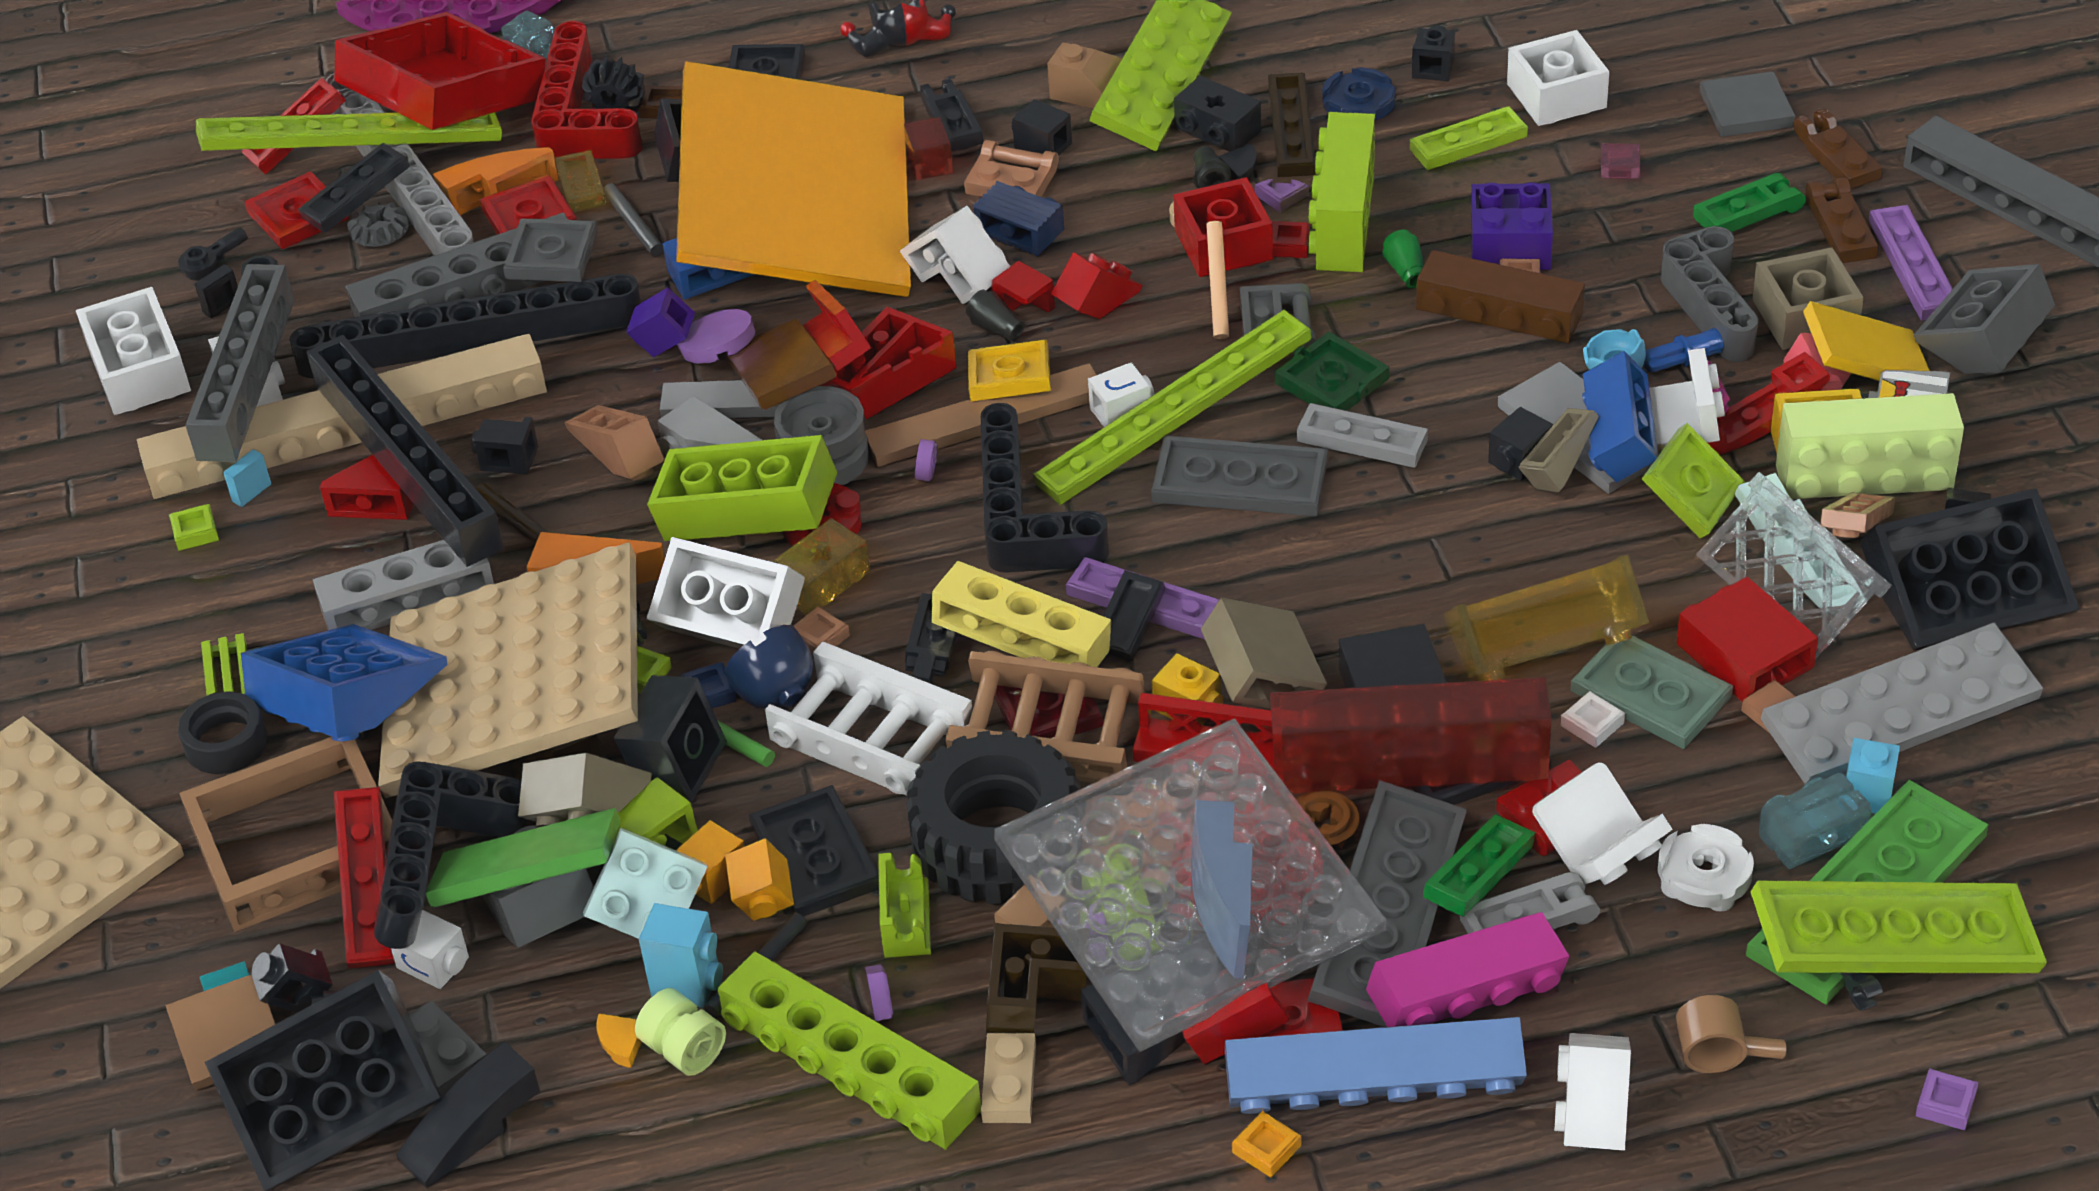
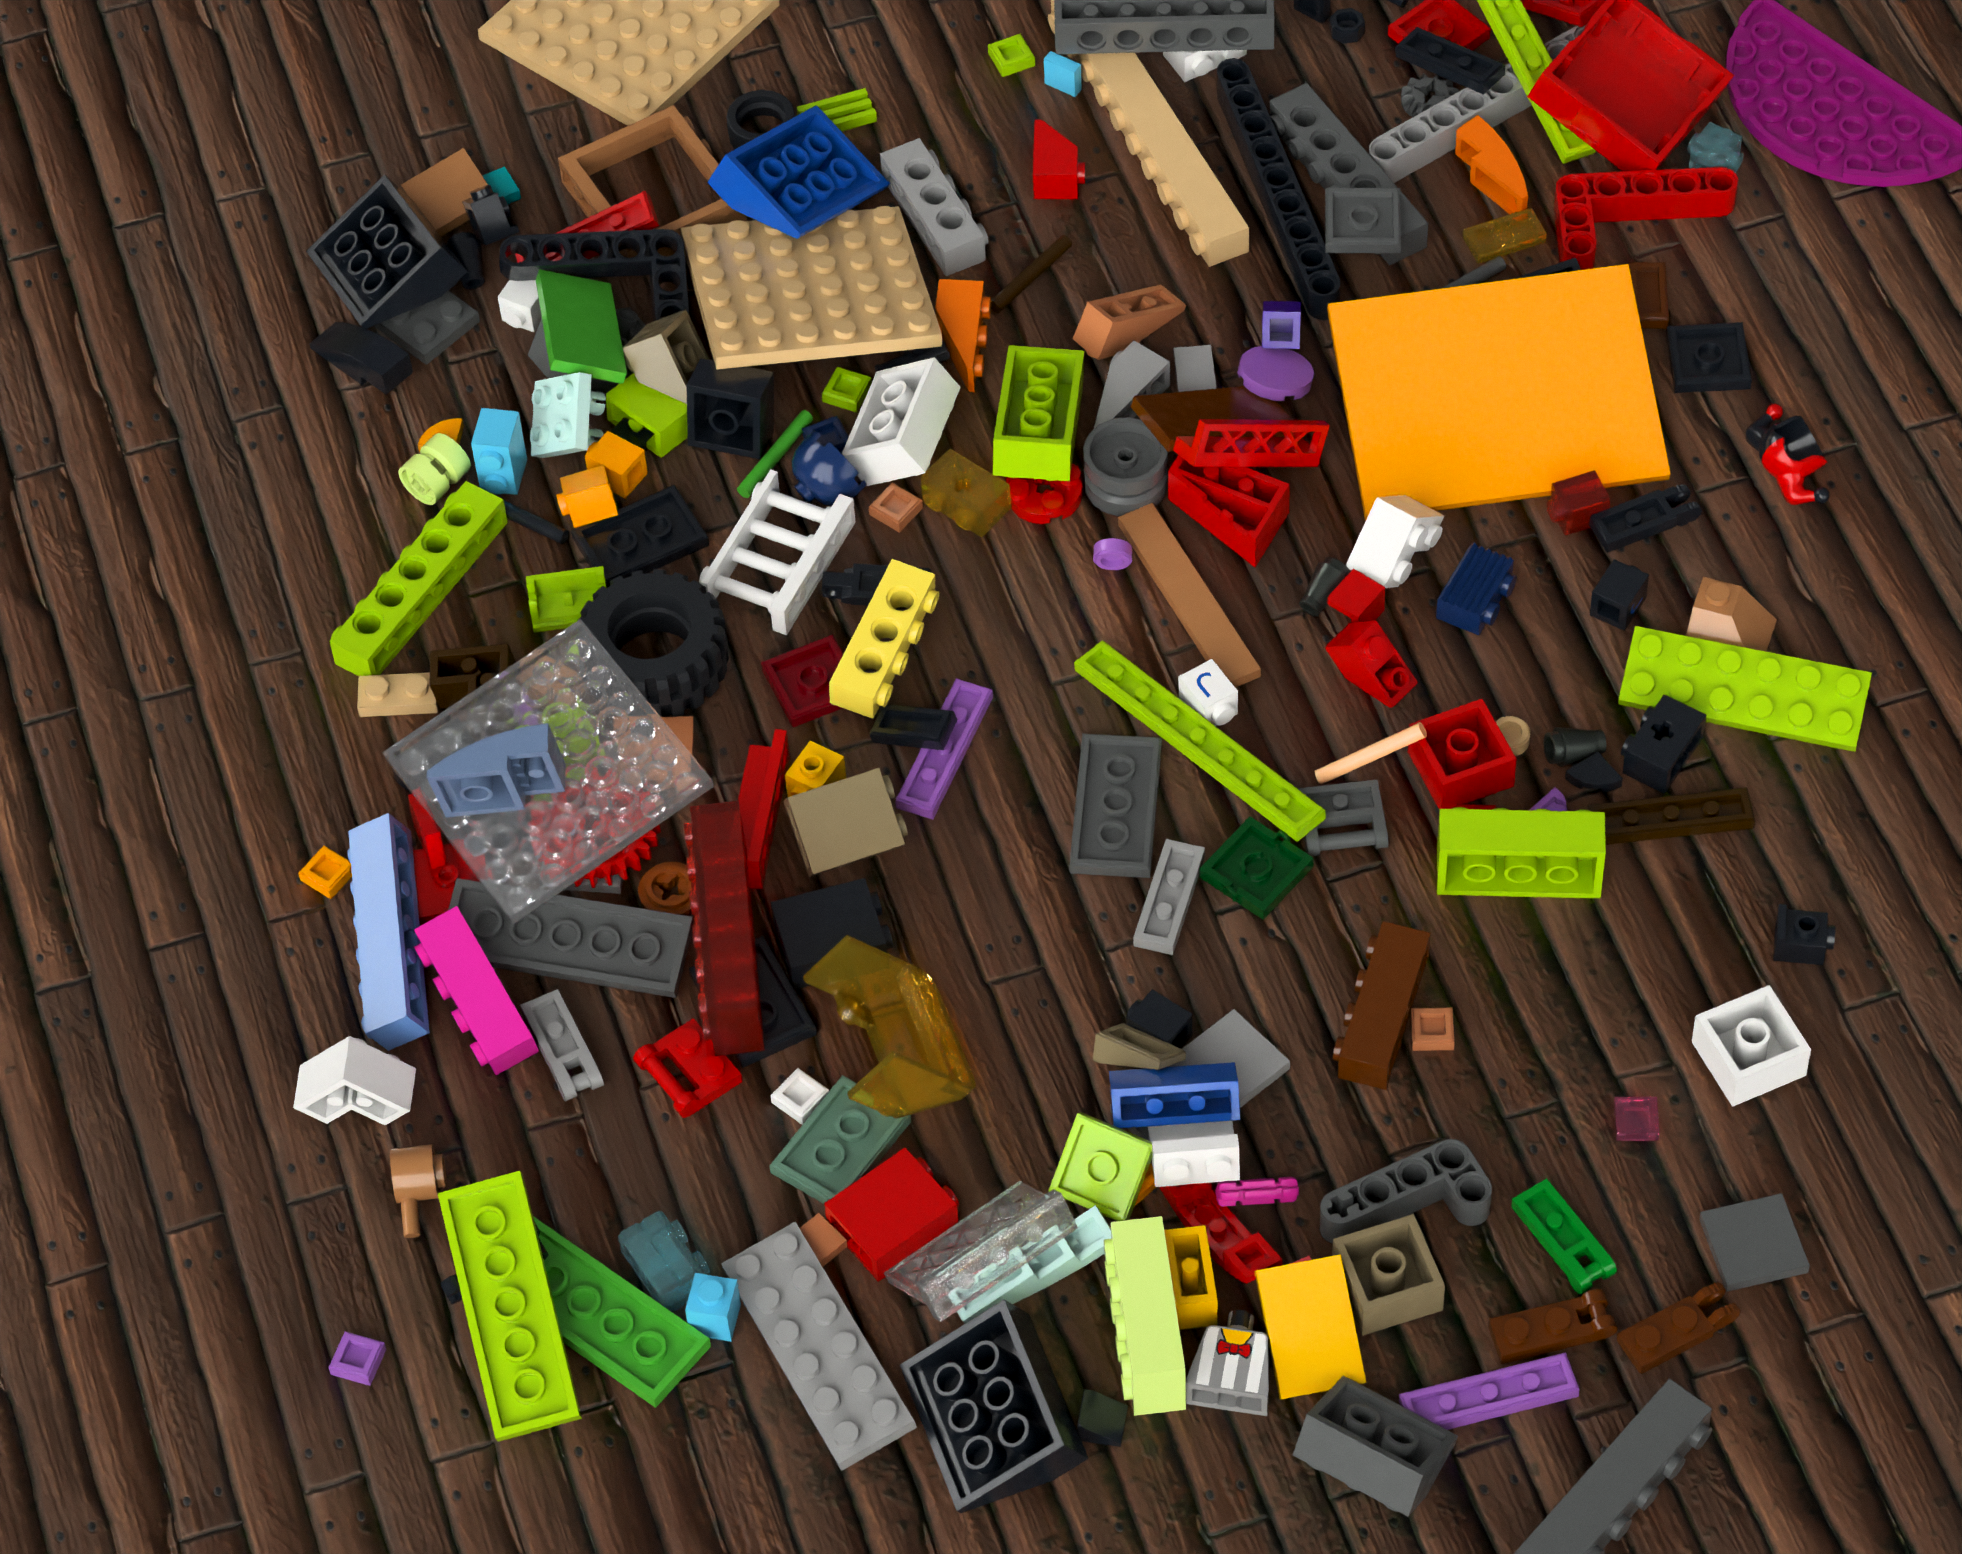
camera: 85 degrees right, 10 degrees up
(406, 451) = (1053, 157): black brick -> none
(505, 445) = (1115, 244): black brick -> none
(527, 201) = (1452, 203): red plate -> none
(613, 85) = (1638, 230): black gear -> none
(879, 992) = (482, 592): medium lavender tile -> none
(987, 171) = (1546, 578): nougat plate -> none
(1009, 370) = (1242, 605): yellow tile -> none
(1029, 540) = (1061, 619): black beam -> none
(1075, 680) = (743, 657): medium nougat fence -> none
(1359, 92) = (1728, 875): dark blue tile -> none
(1404, 255) = (1445, 921): green cone -> none
(1468, 138) = (1662, 976): lime tile -> none
(1478, 865) = (604, 1000): green plate -> none
(1511, 222) = (1493, 1008): dark purple slope -> none
(1597, 826) = (643, 1088): white bracket -> none
(1612, 342) = (1296, 1105): medium azure hair -> none
(1677, 351) = (1315, 1167): blue axle -> none
(1705, 888) = (616, 1200): white plate -> none
(1856, 513) = (1033, 1291): nougat plate -> none

